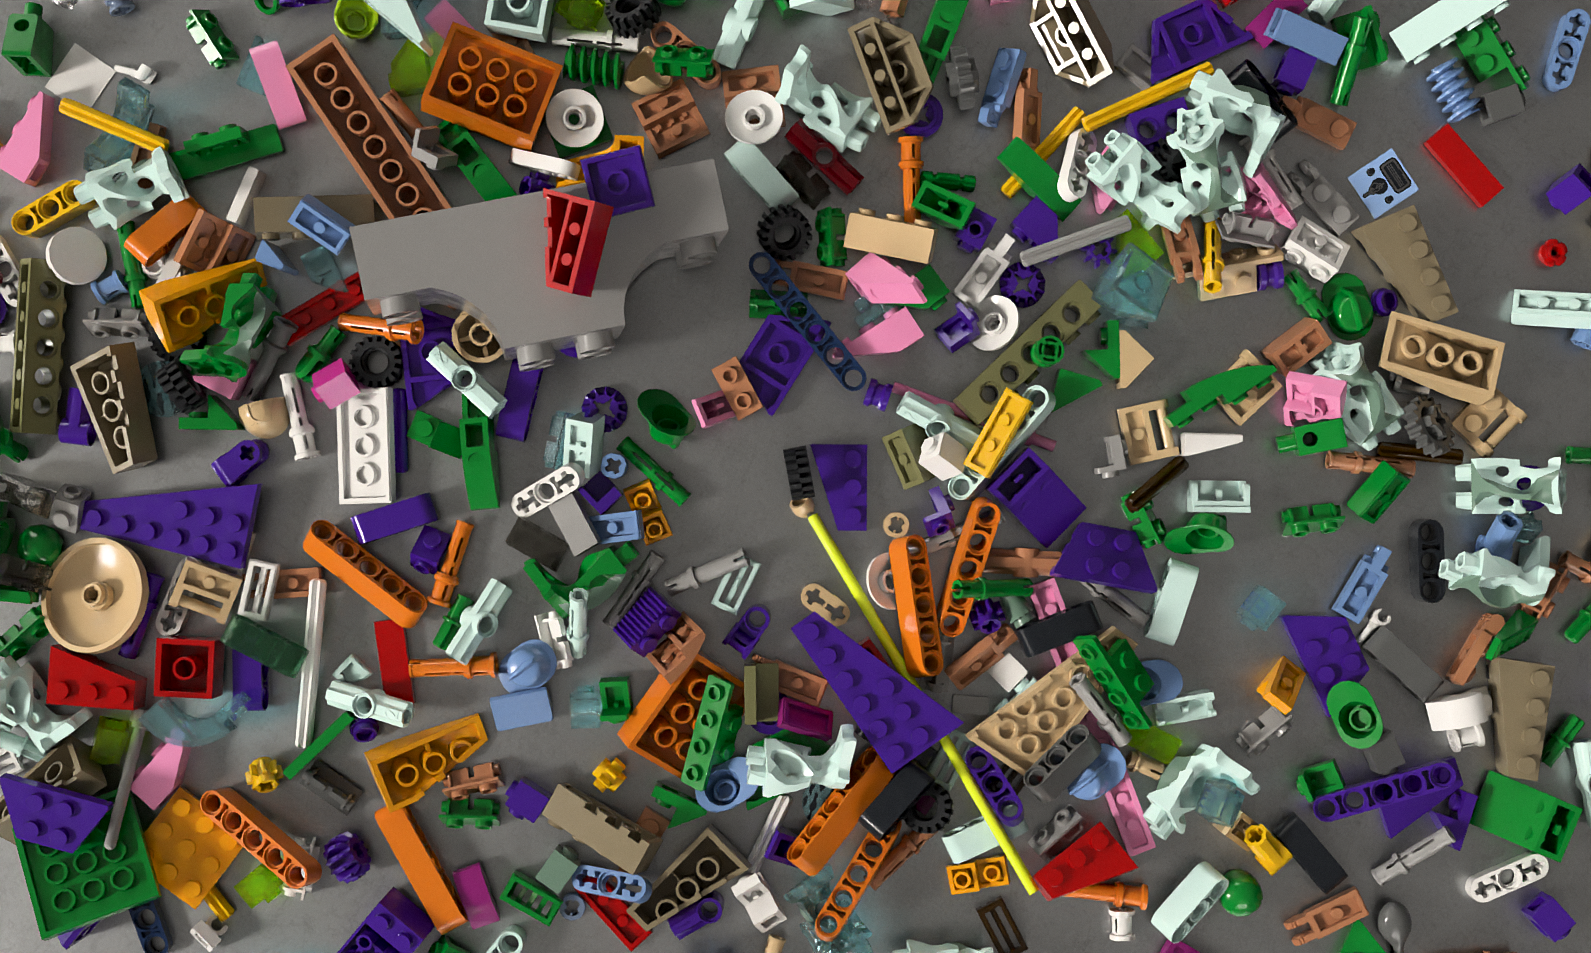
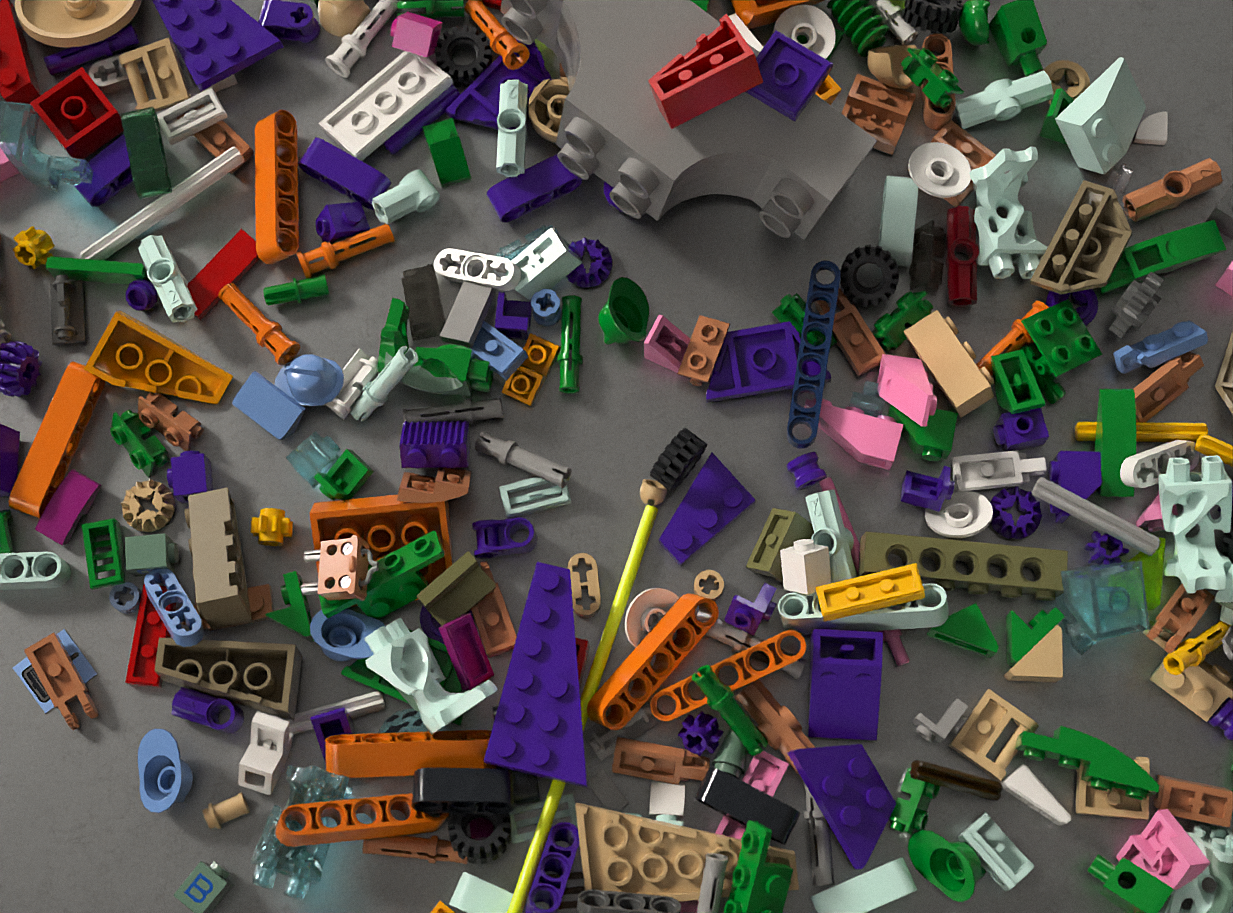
camera: 55 degrees right, 15 degrees down
(352, 670) = (185, 247): light aqua tile -> none
(451, 489) = (411, 194): none -> light aqua piece
(478, 621) = (294, 308): light aqua piece -> none
(479, 457) = (455, 194): green slope -> none
(526, 830) = (148, 520): none -> tan gear
(685, 757) = (341, 569): none -> piece
(940, 148) = (1060, 339): none -> green hinge
(1042, 354) = (974, 575): green wheel -> none

